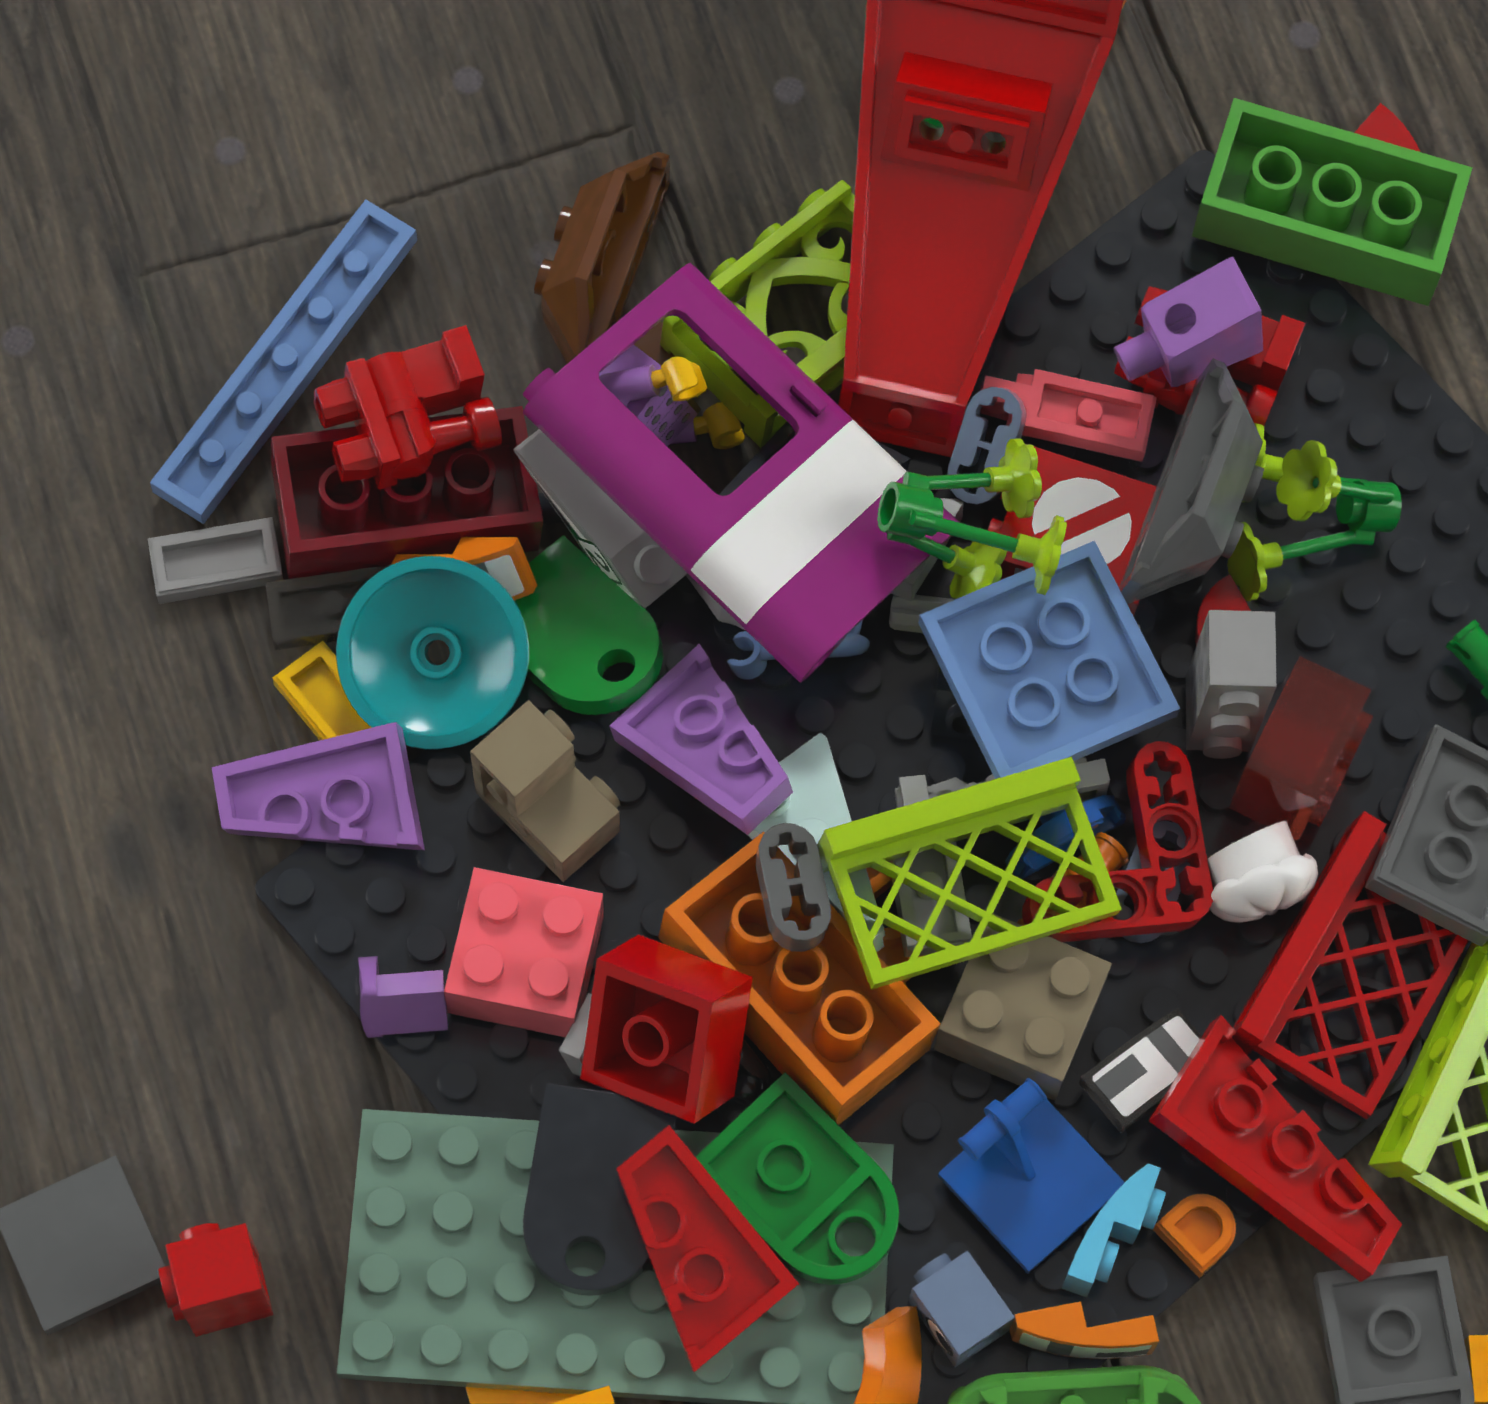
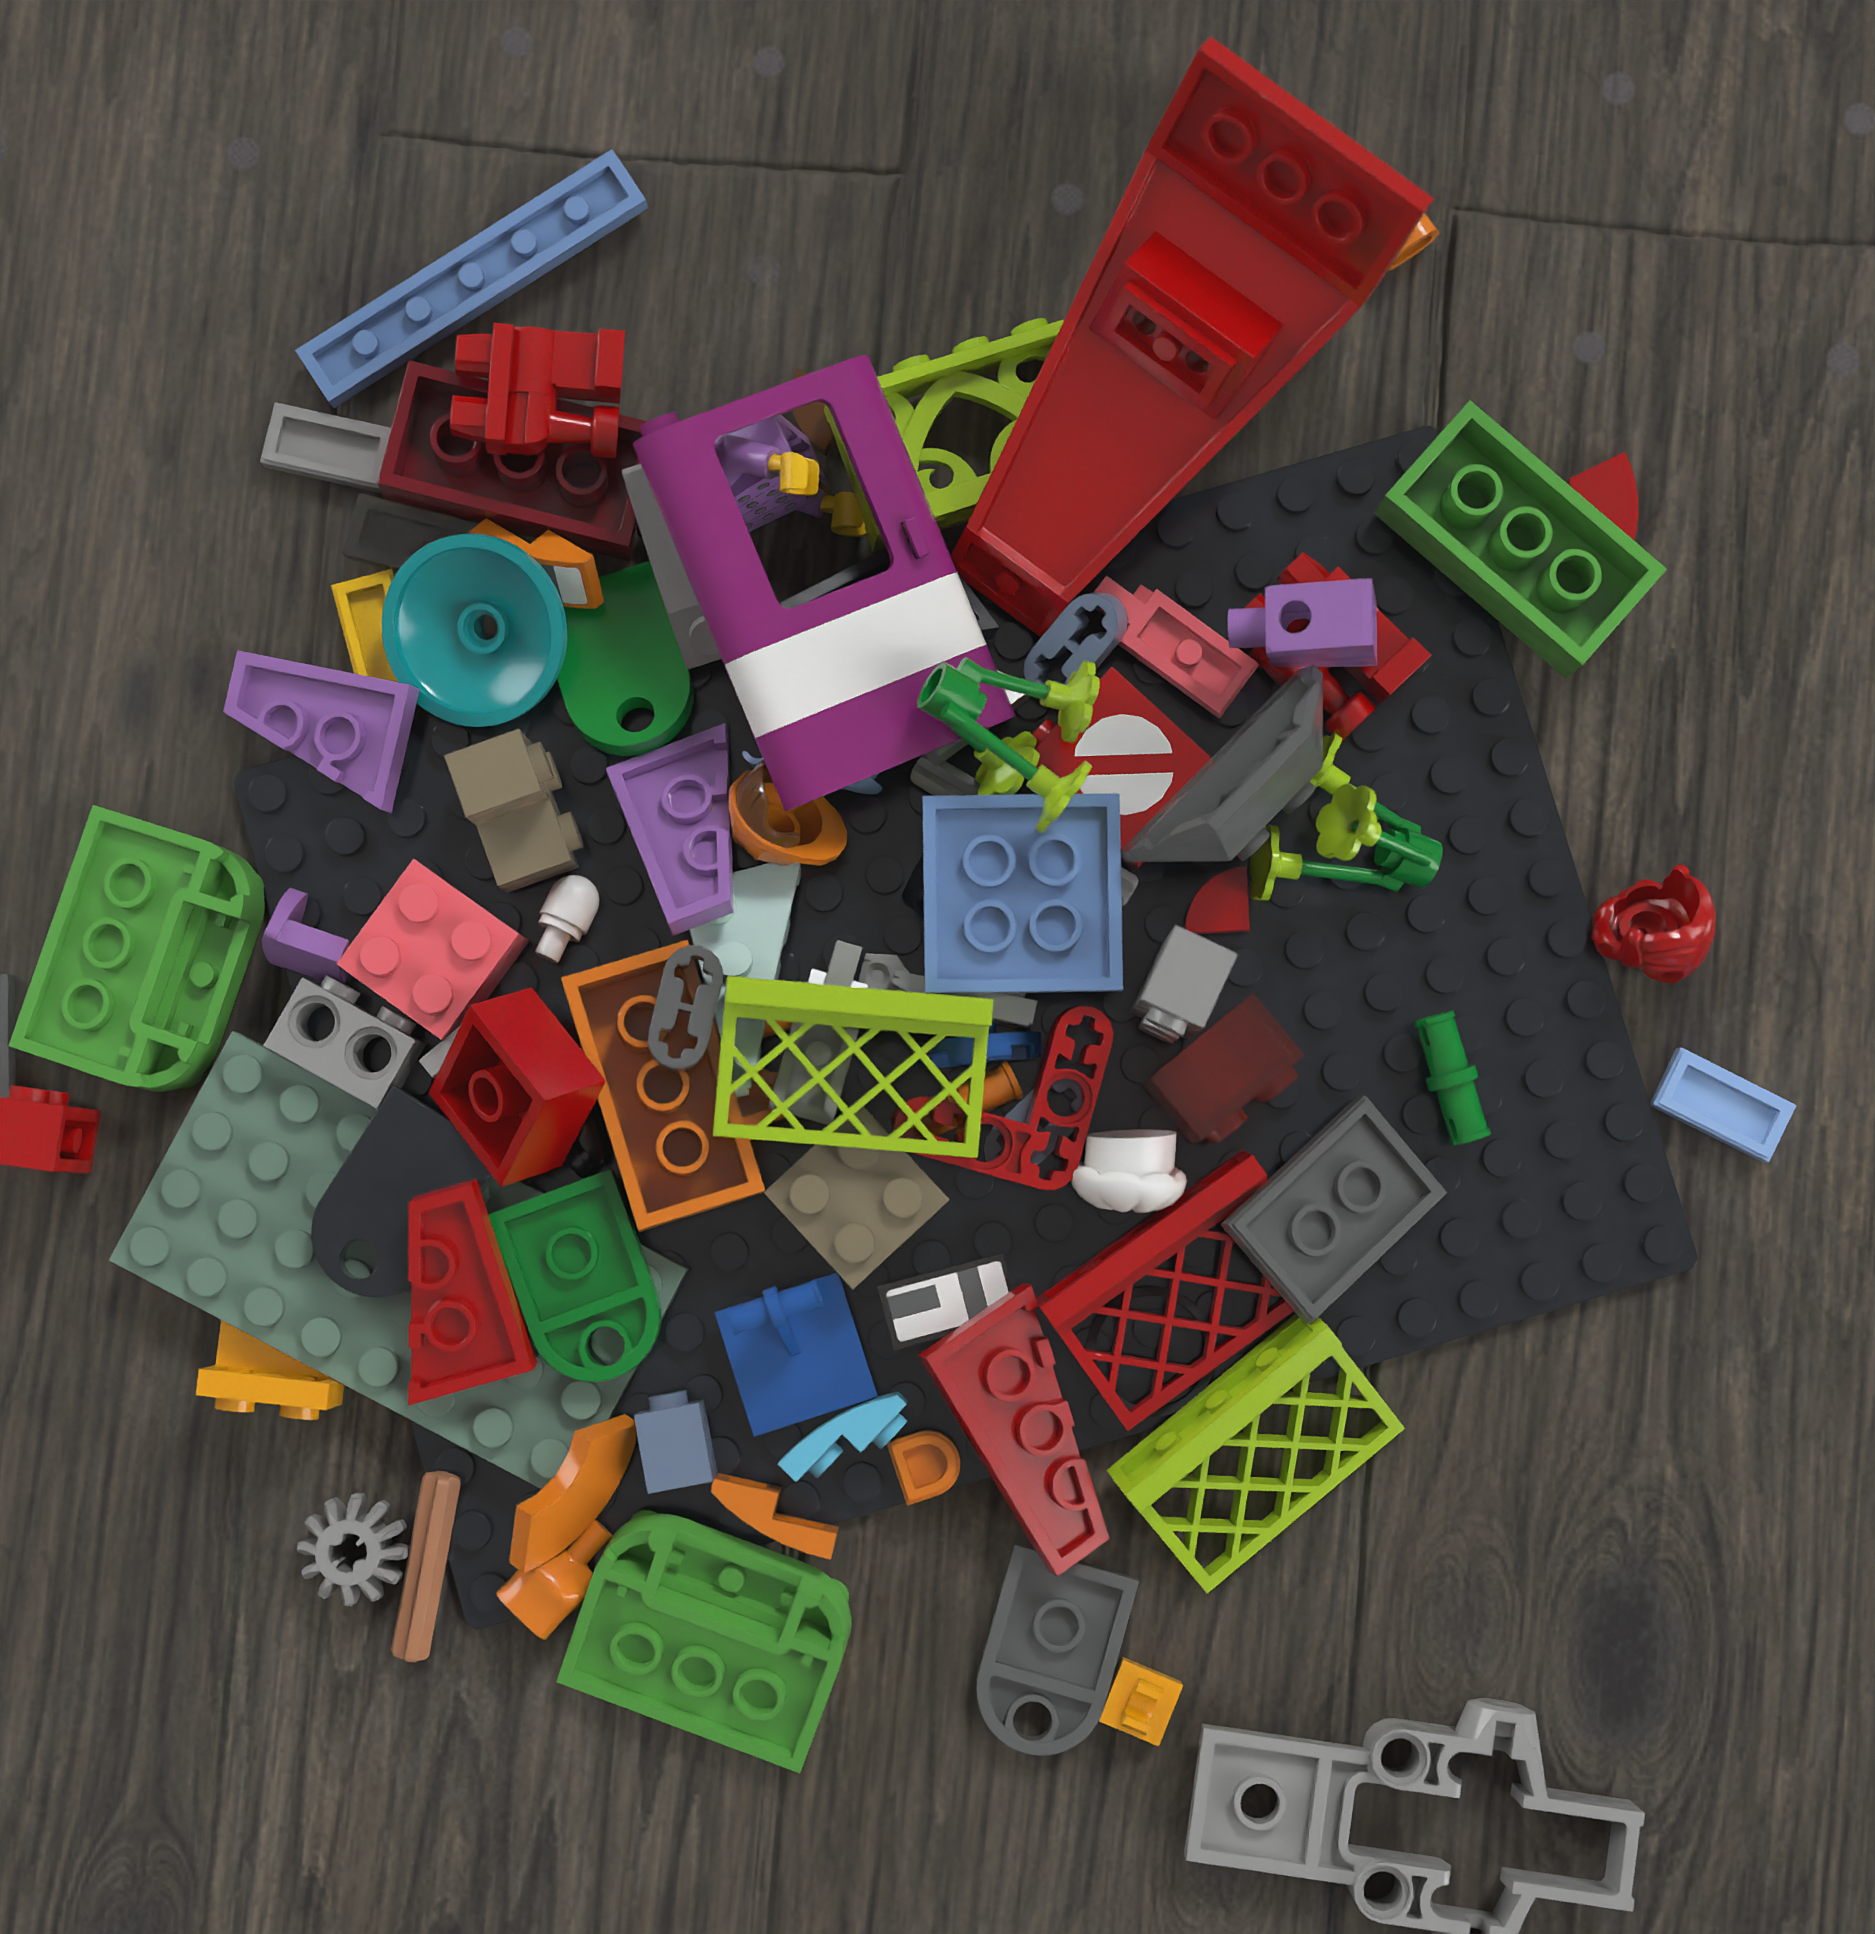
camera: 30 degrees right, 15 degrees up
(240, 1082) = (142, 955): none -> bright green plate
(475, 1087) = (341, 1053): none -> light grey brick
(600, 252) = (808, 297): reddish brown wedge -> none
(631, 874) = (566, 915): none -> white cylinder
(789, 710) = (770, 834): none -> orange piece

